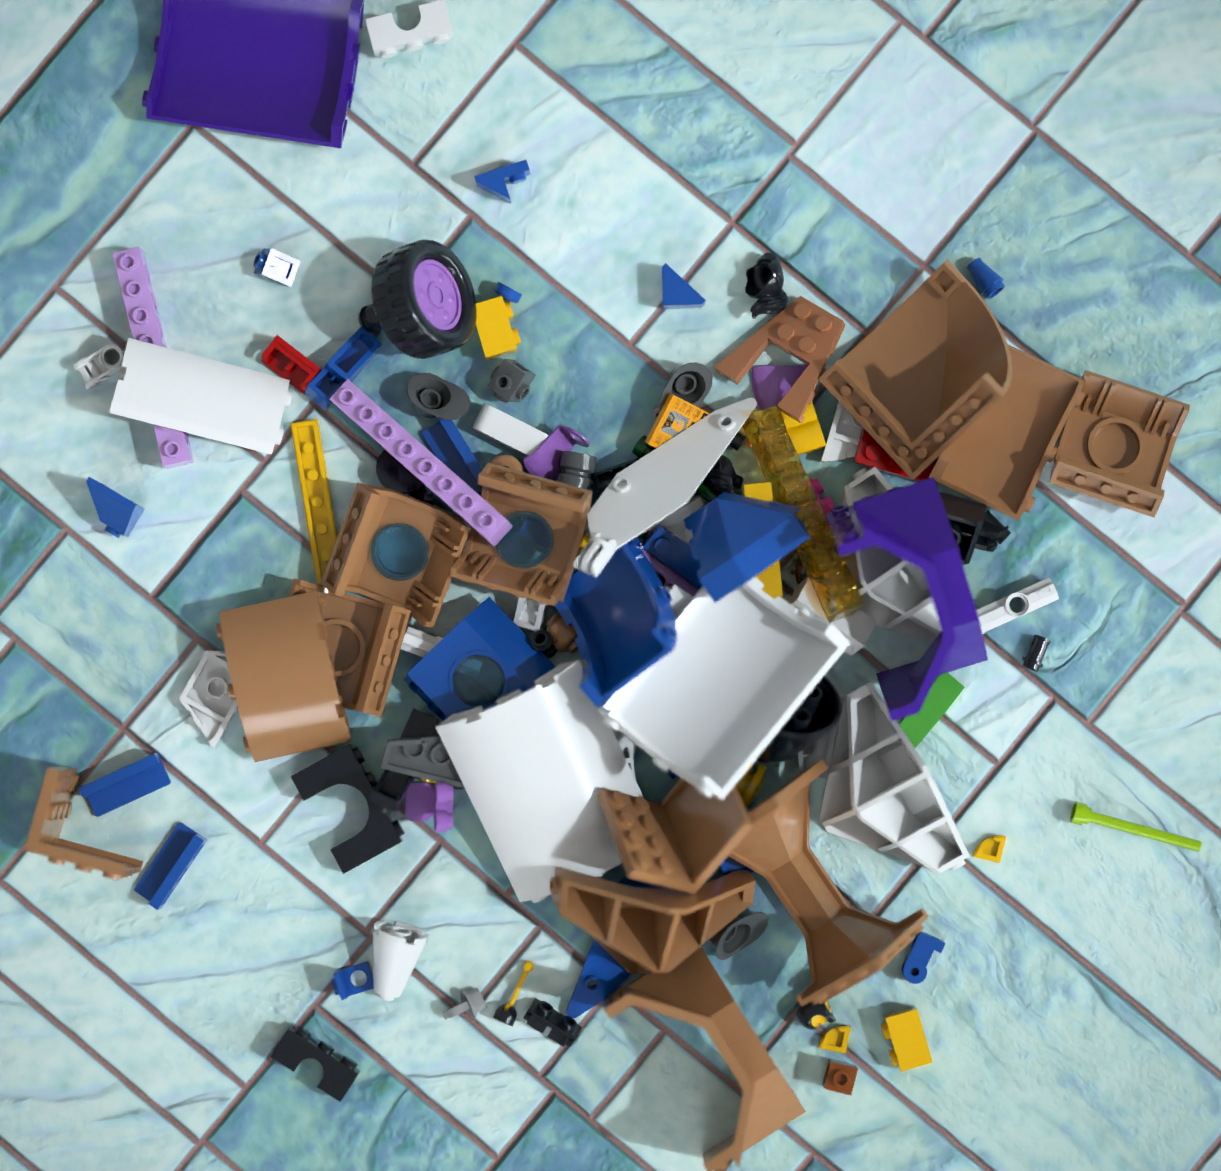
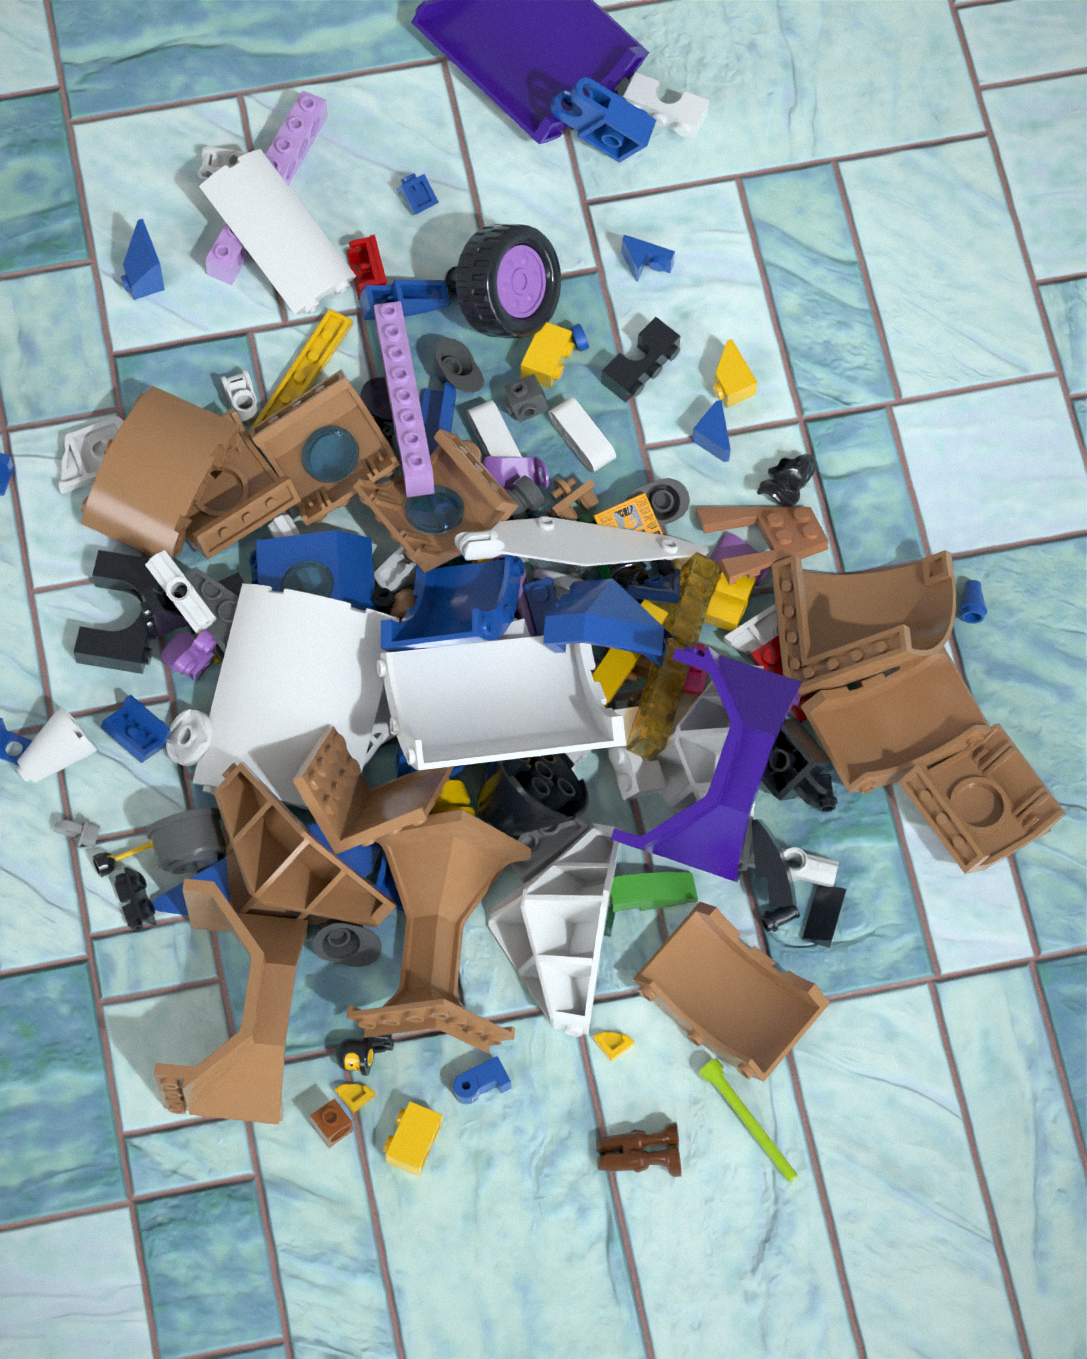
camera: 35 degrees right, 20 degrees down
(281, 553) = (240, 393): none -> white piece
(381, 88) = (604, 119): none -> blue brick
(413, 777) = (190, 605): none -> white piece
(441, 893) = (137, 729): none -> blue bracket
(496, 861) = (201, 731): none -> white tile
(559, 954) = (187, 840): none -> dark grey wheel
(575, 249) = (628, 376): none -> black arch
(577, 375) = (582, 434): none -> white beam
(610, 437) = (583, 494): none -> medium nougat hips
(654, 231) = (733, 377): none -> yellow slope
(748, 466) = (658, 588): none -> dark blue tile
(1010, 627) = (773, 865): none -> black slope
(1052, 747) = (729, 994): none -> medium nougat panel
(1068, 625) = (824, 915): none -> black slope
(1068, 916) = (631, 1151): none -> reddish brown piece

